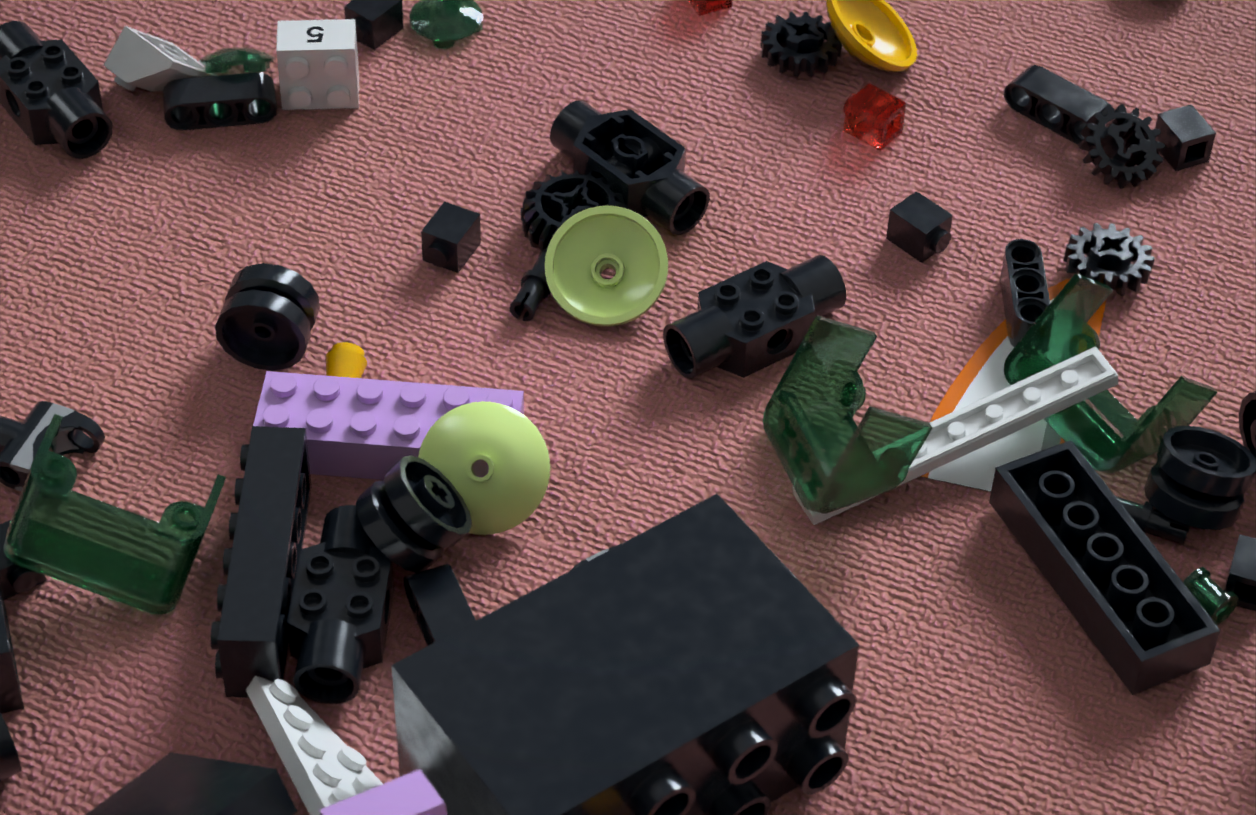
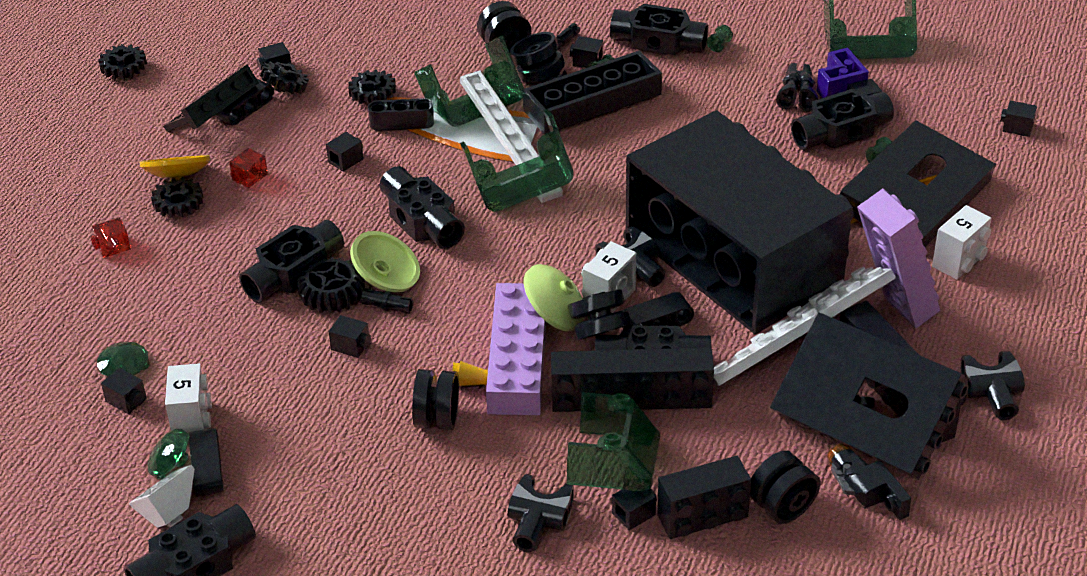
camera: 90 degrees left, 5 degrees down
(521, 540) = (609, 271): none -> white brick
(1033, 58) = (215, 99): none -> black fence

